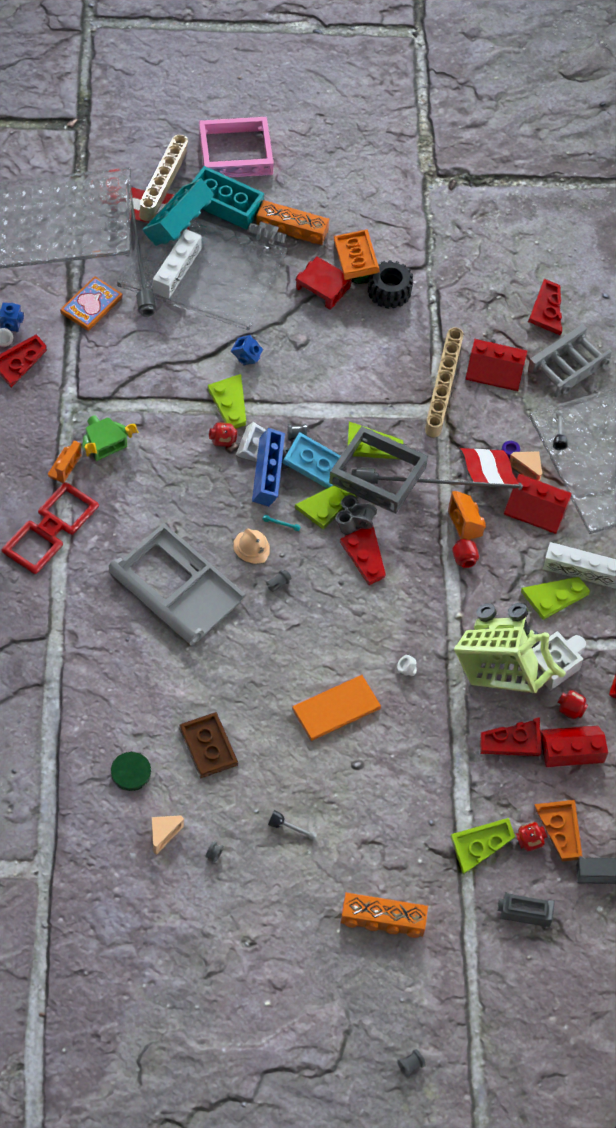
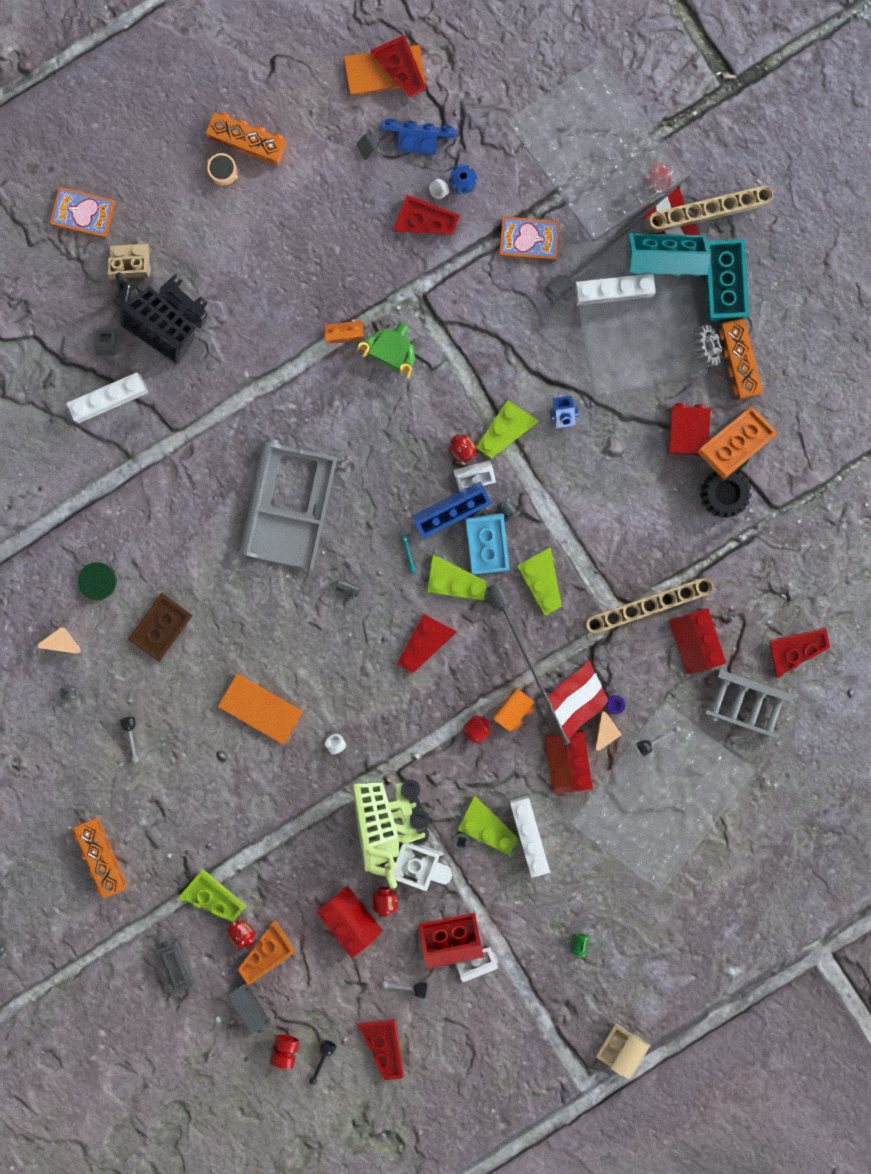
camera: 65 degrees right, 30 degrees up
(50, 527) = (276, 363): red bar -> none
(237, 168) = (771, 266): bright pink window -> none
(252, 546) = (369, 543): light nougat piece -> none
(355, 515) = (452, 616): dark grey piece -> none
(367, 490) = (474, 611): dark grey window -> none
(520, 739) = (322, 870): red wing -> none
(550, 622) = (467, 842): none -> dark grey bush

